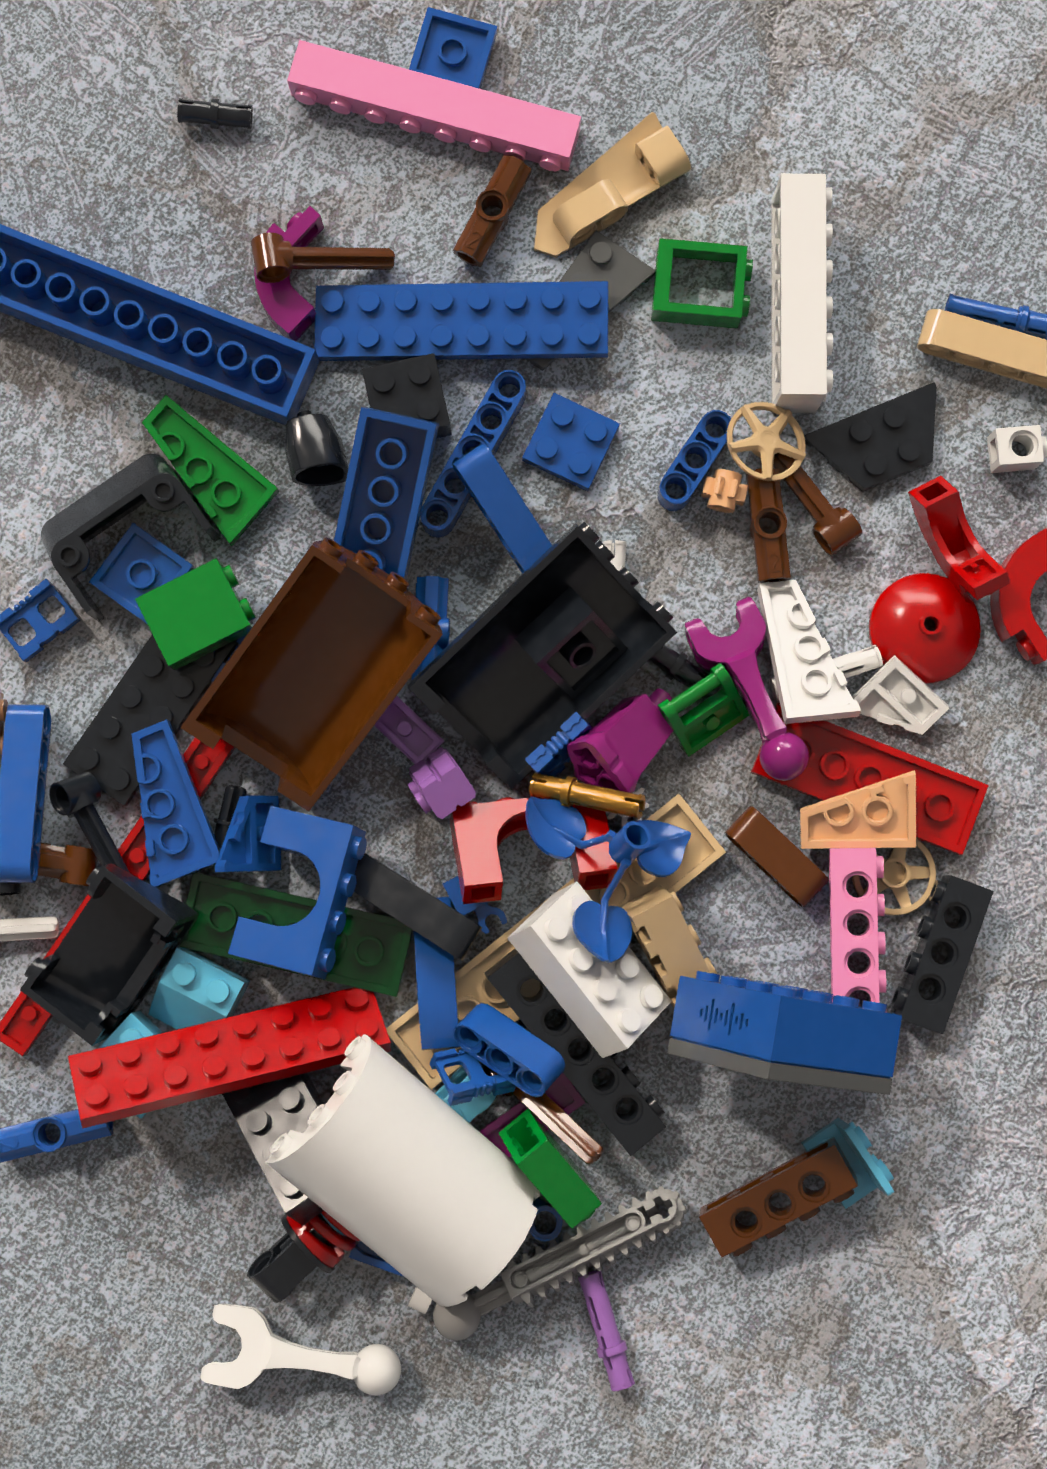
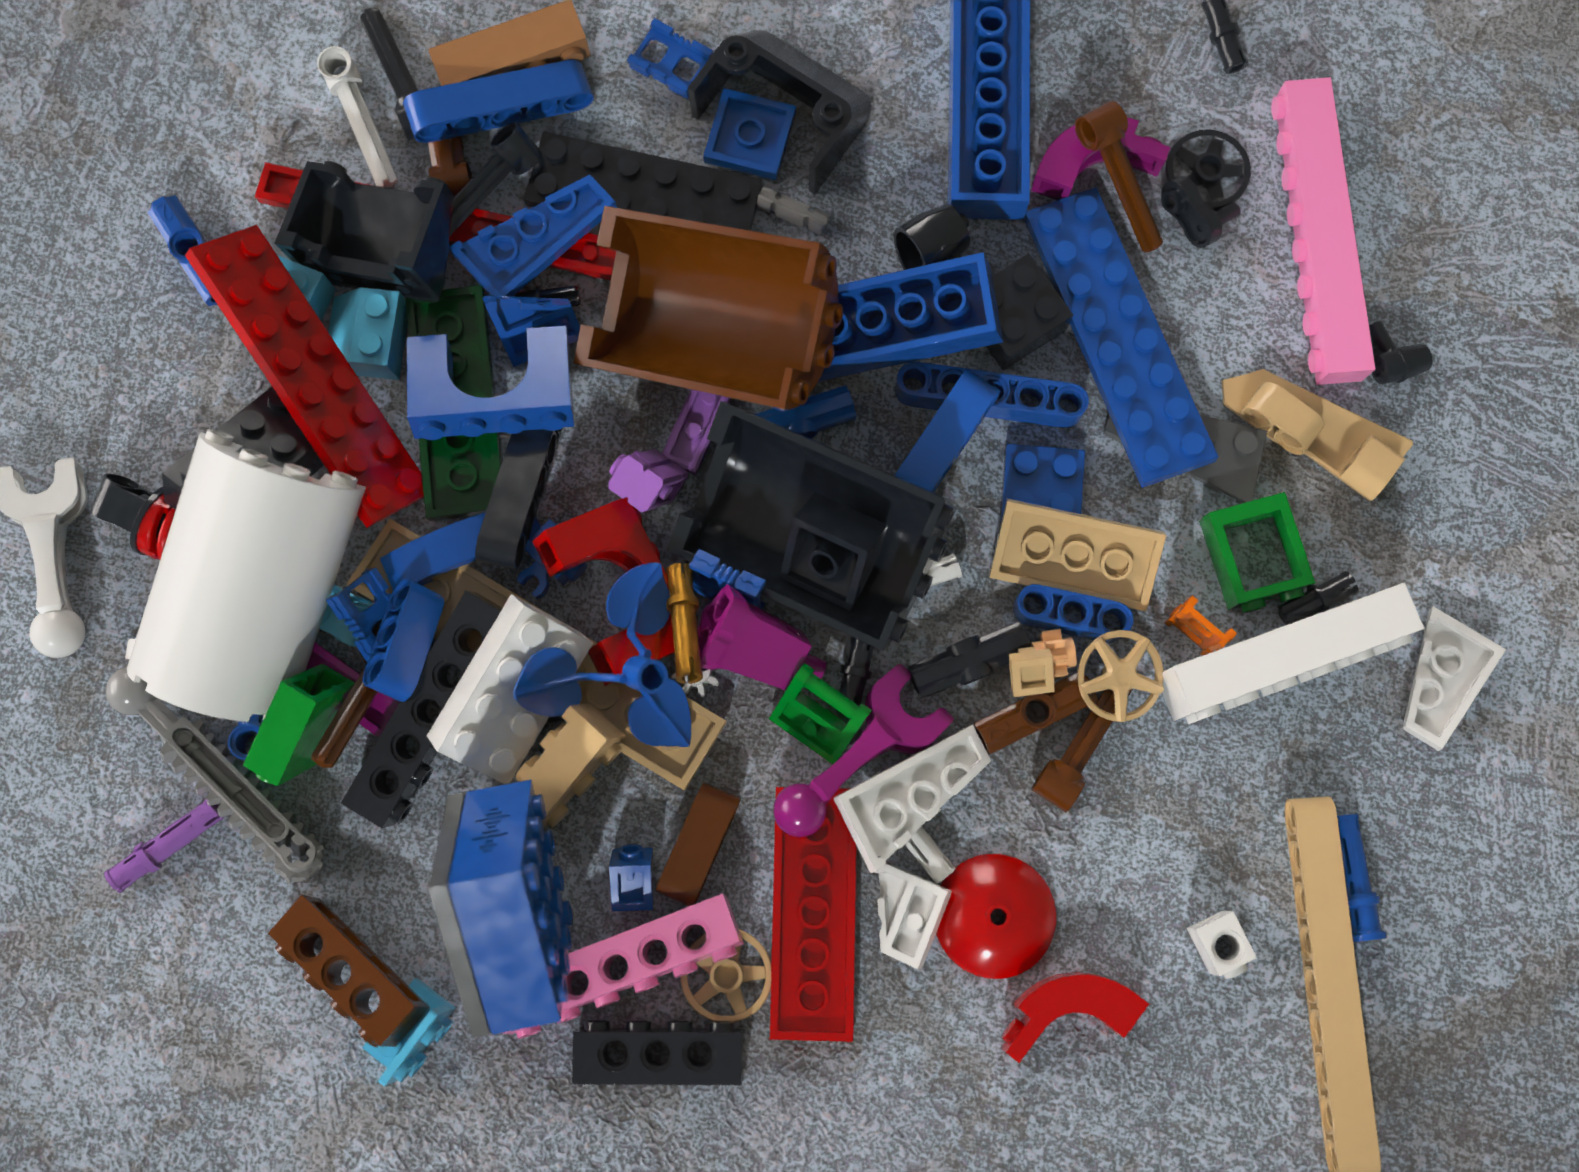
camera: 75 degrees right, 5 degrees down
(196, 613) = (727, 185): green brick -> none
(215, 474) = (871, 168): green wing -> none
(238, 555) = (792, 210): none -> light grey axle
(337, 181) = (1210, 166): none -> black wheel
(385, 209) = (1196, 218): none -> black piece
(453, 48) = (1390, 227): blue plate -> none
(500, 192) = (1265, 324): reddish brown piece -> none
(578, 95) = (1397, 363): none -> black piece
(645, 436) = (1077, 553): none -> tan plate
(702, 563) = (967, 660): none -> black piece
(736, 514) = (1031, 672): none -> tan tile
(750, 359) = (1186, 615): none -> orange piece
(758, 249) = (1318, 598): none -> black axle
(784, 924) = (631, 878): none -> blue bracket
(864, 171) = (1447, 677): none -> white wing
(864, 818) = (768, 919): light nougat wing -> none
(881, 440) = (1173, 799): black wing -> none
(952, 540) = (1097, 910): red arch -> none

